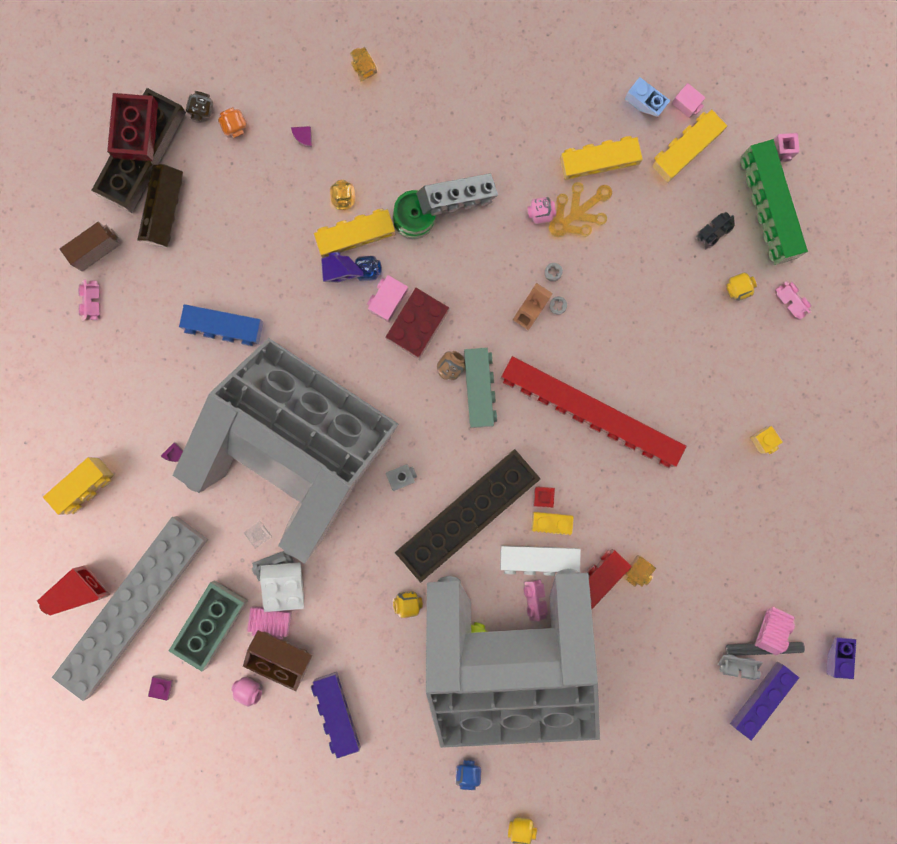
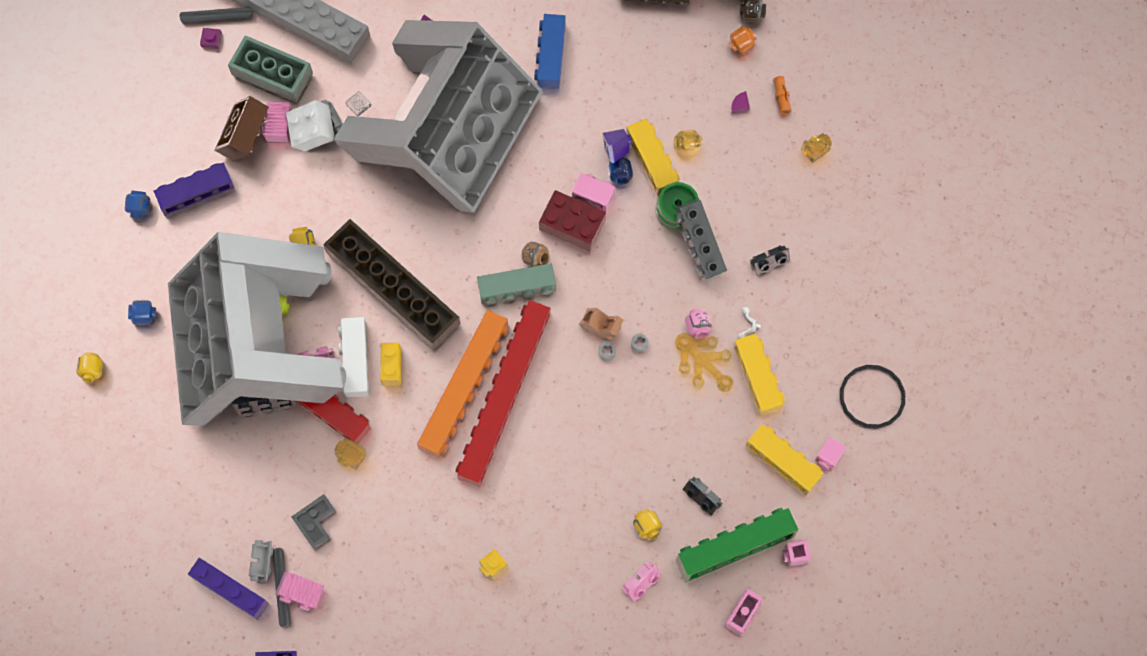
camera: 85 degrees right, 15 degrees down
(132, 681) = (215, 14): none -> dark grey axle
(246, 691) = (211, 109): bright pink head -> none
(299, 91) = (782, 95): none -> orange pin
(347, 775) = (137, 204): none -> blue head
(401, 477) = (423, 222): light grey brick -> none
(483, 136) = (777, 257): none -> black hinge
(544, 497) = (416, 355): red plate -> none
(557, 169) = (745, 310): none -> white piece
(580, 452) = (463, 383): none -> orange brick
(624, 23) = (858, 421): none -> black piece
(646, 98) = (825, 410): light blue slope -> none
(703, 616) = (309, 521): none -> dark grey plate
(837, 205) = (744, 612): none -> bright pink brick

